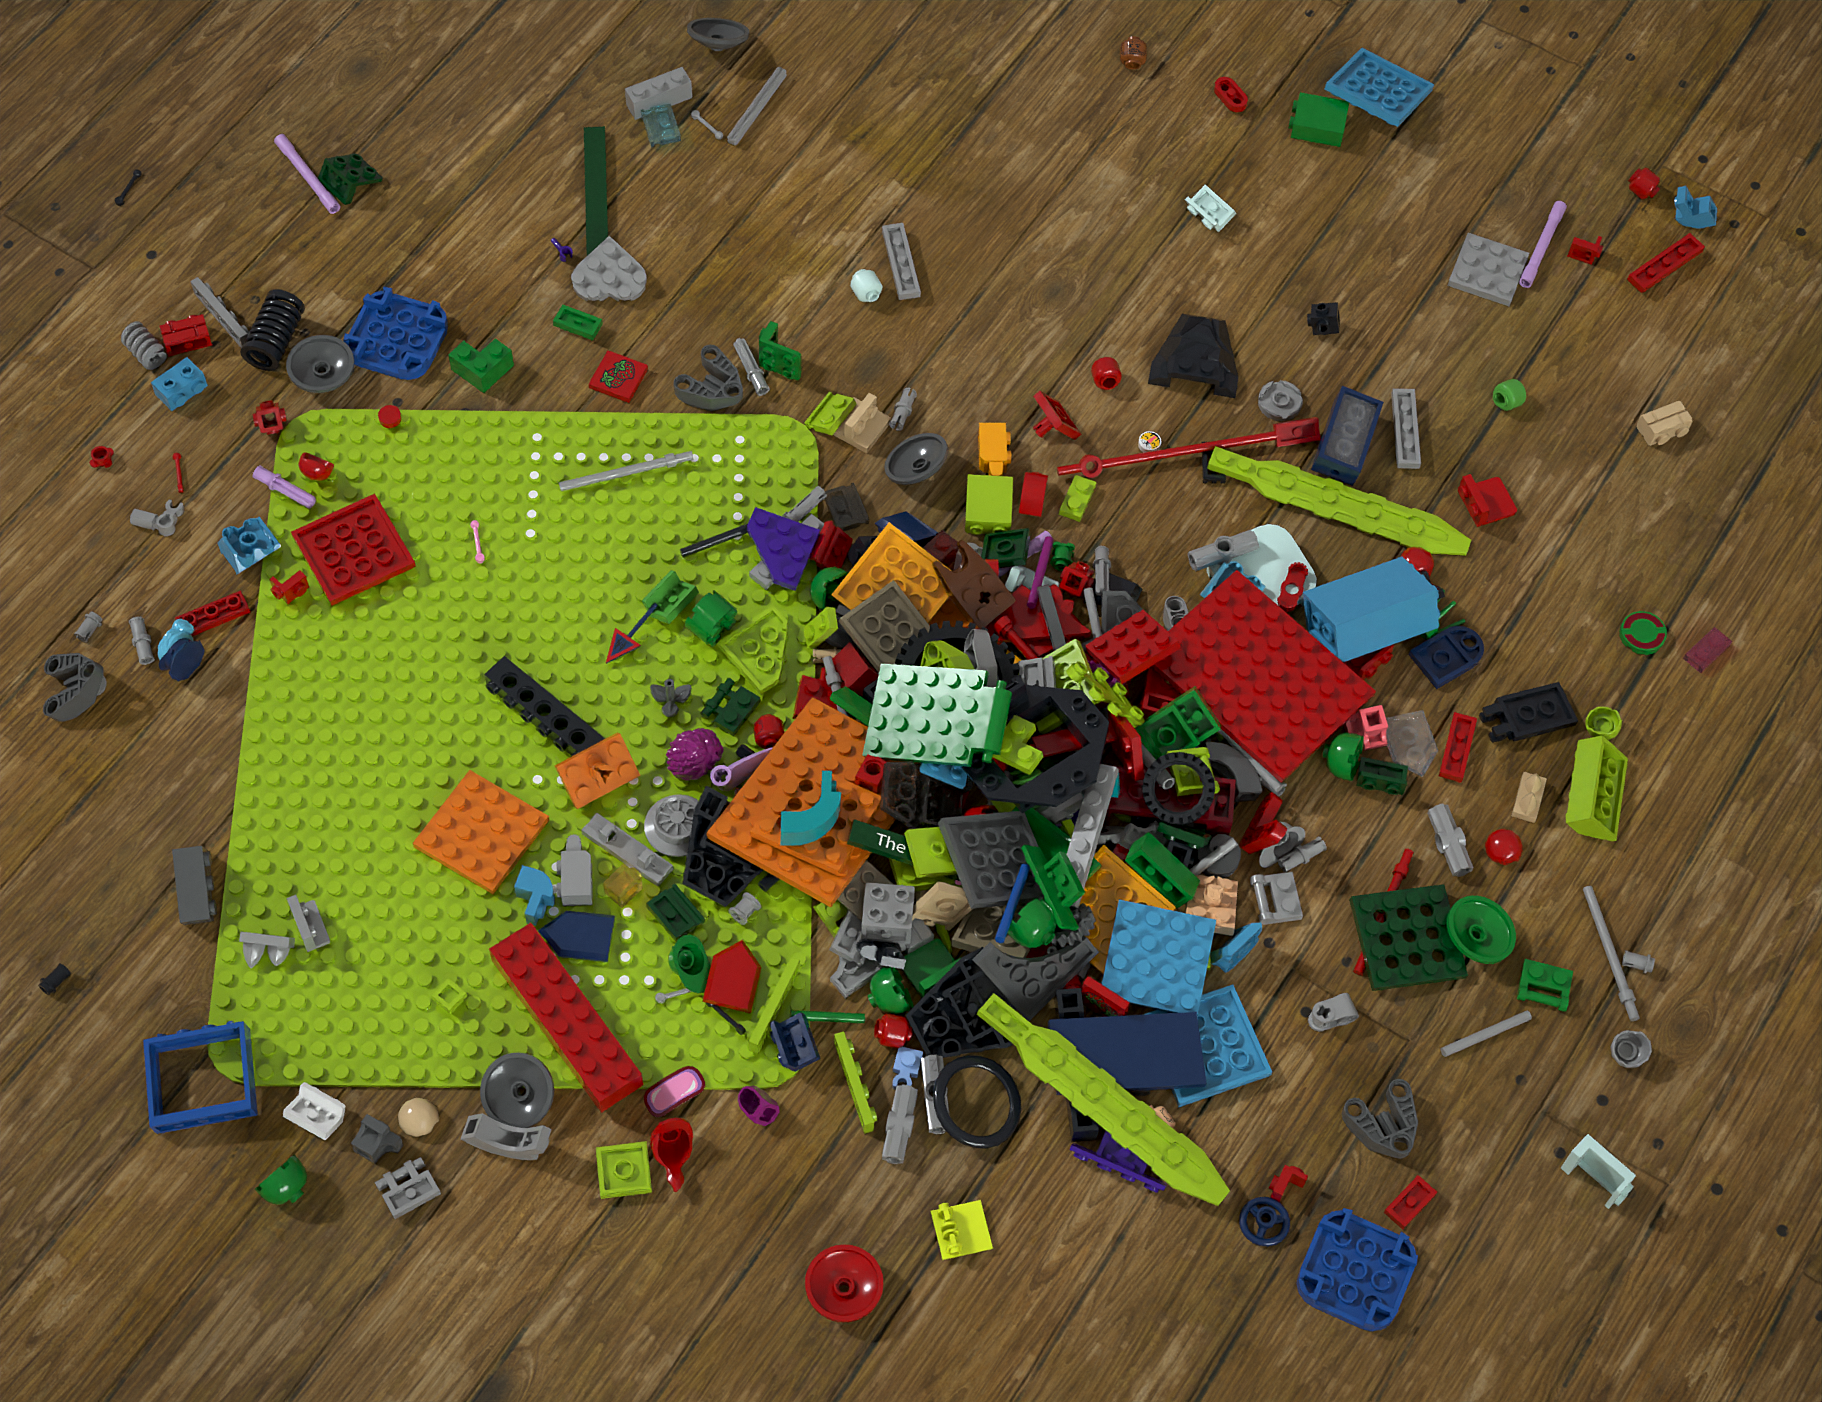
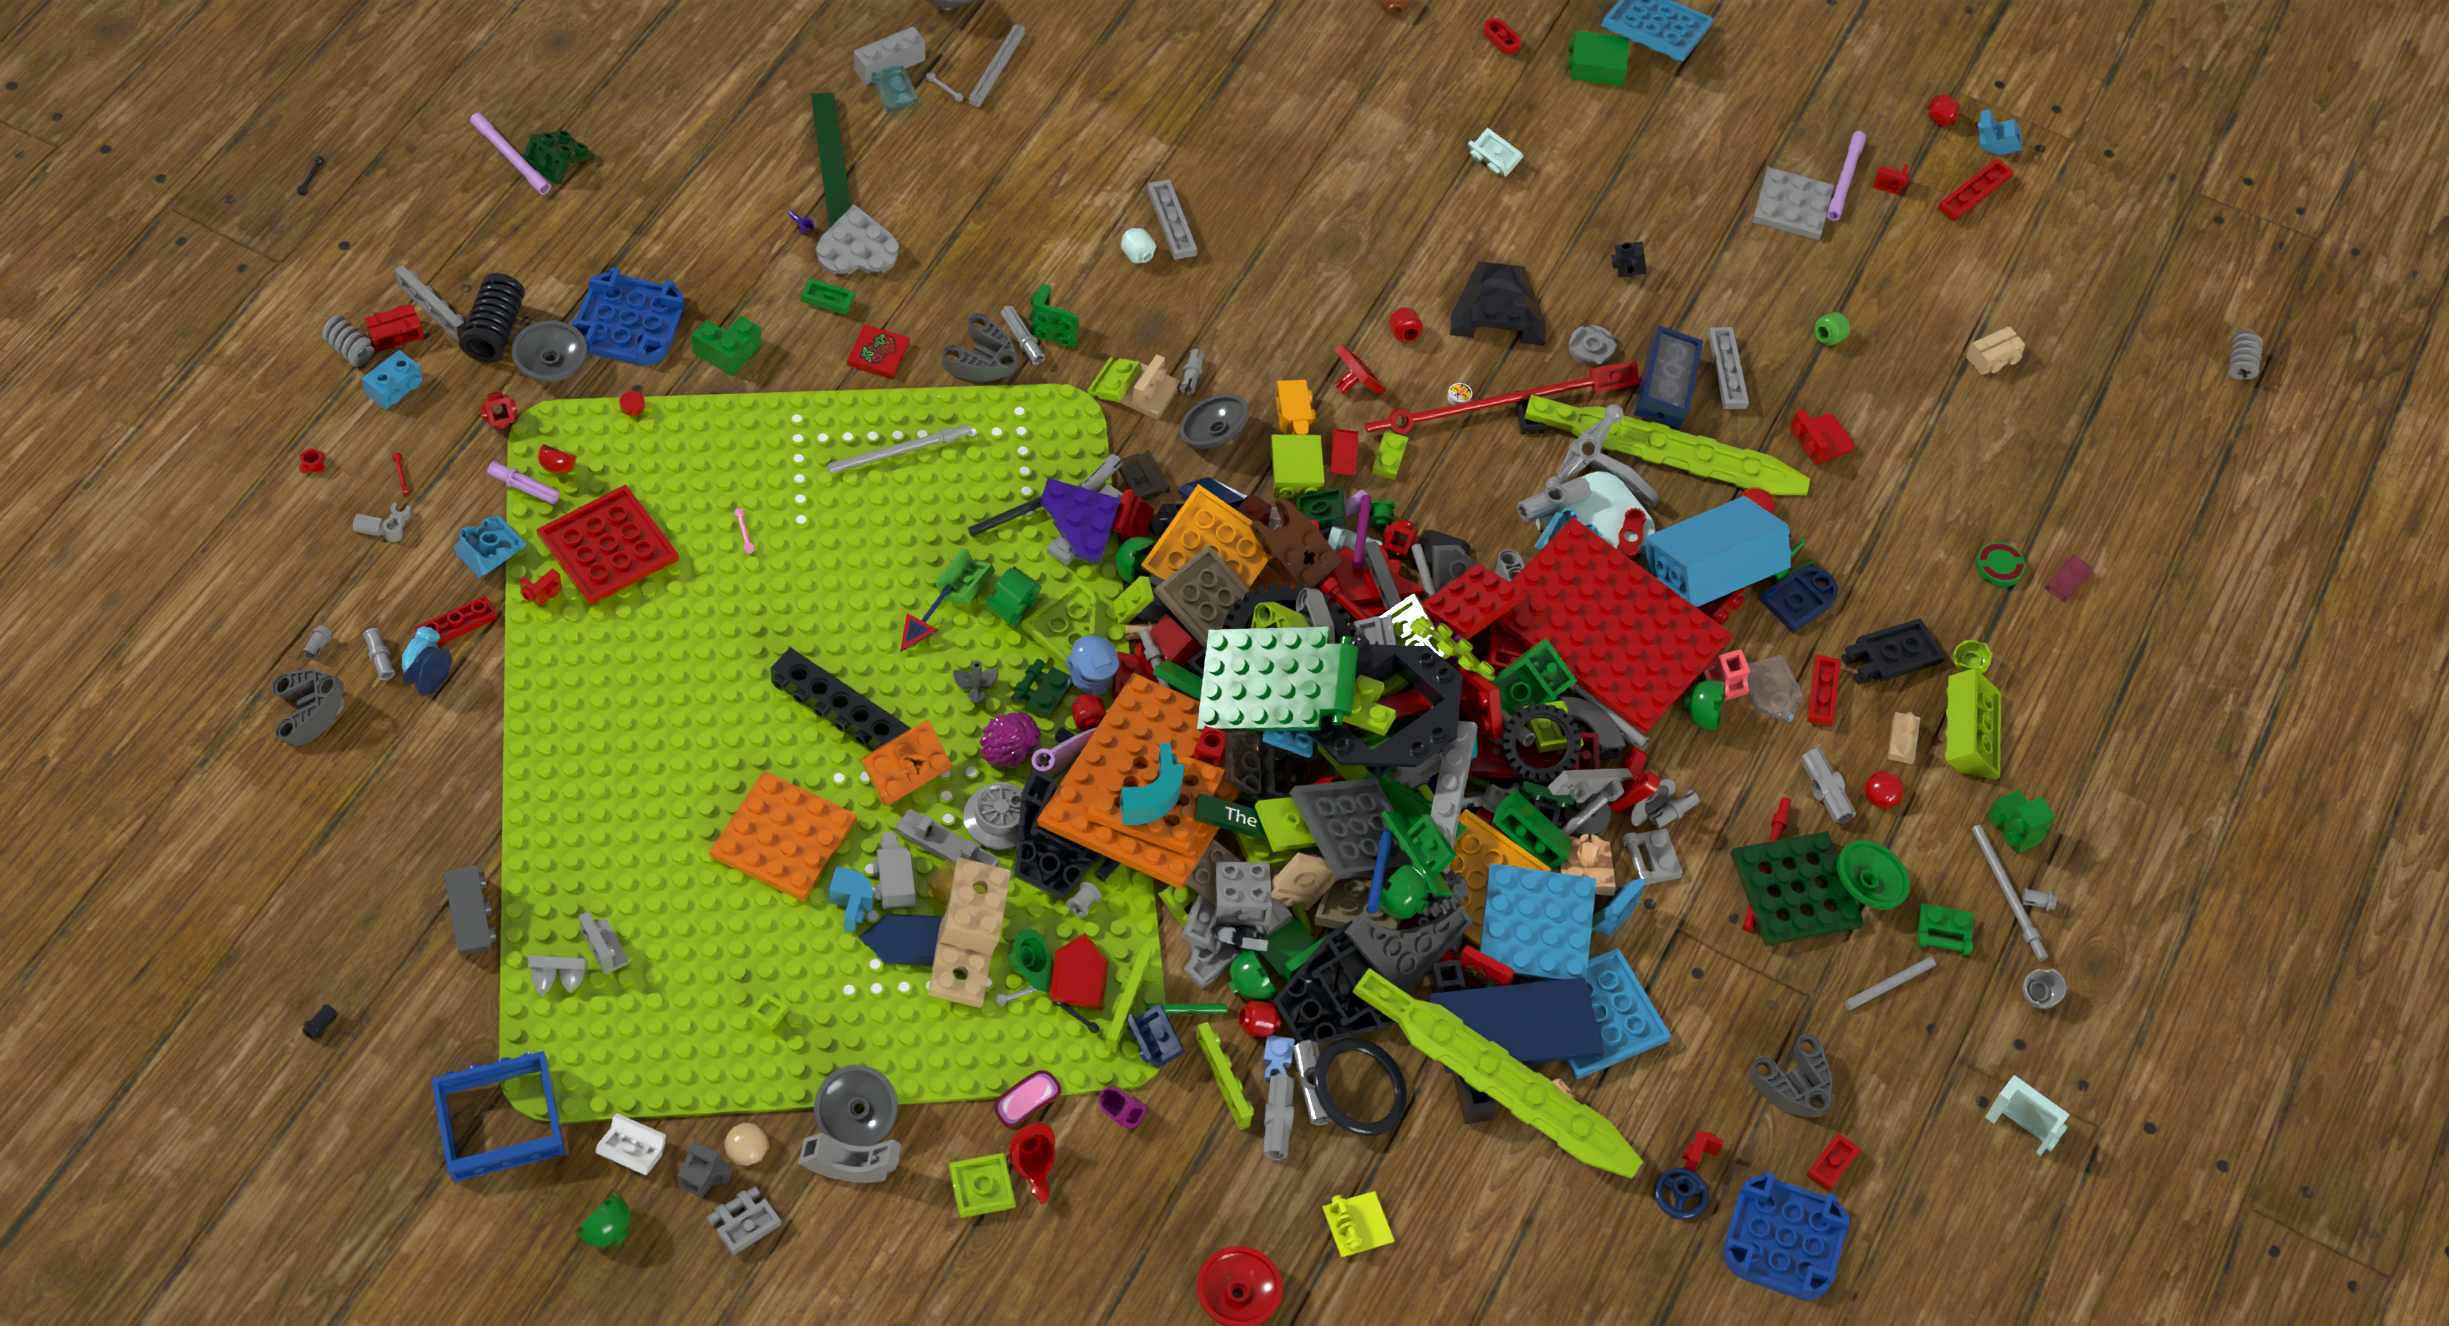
camera: 10 degrees left, 5 degrees down
(566, 1017) = (901, 1025): red brick -> none
(635, 934) = (969, 932): none -> tan bracket
(675, 912) = (1018, 912): dark green plate -> none
(776, 687) = (1094, 660): none -> medium blue helmet
(1101, 566) = (1426, 522): light grey axle -> none
(1114, 1156) = (1515, 1133): dark purple bracket -> none
(1212, 828) = (1583, 783): none -> light grey hinge
(1268, 493) = (1594, 439): none -> light grey piece
(1336, 1012) = (1727, 971): light grey piece -> none
(1382, 776) = (1748, 724): dark green bracket -> none
(1629, 885) = (2021, 821): none -> green brick

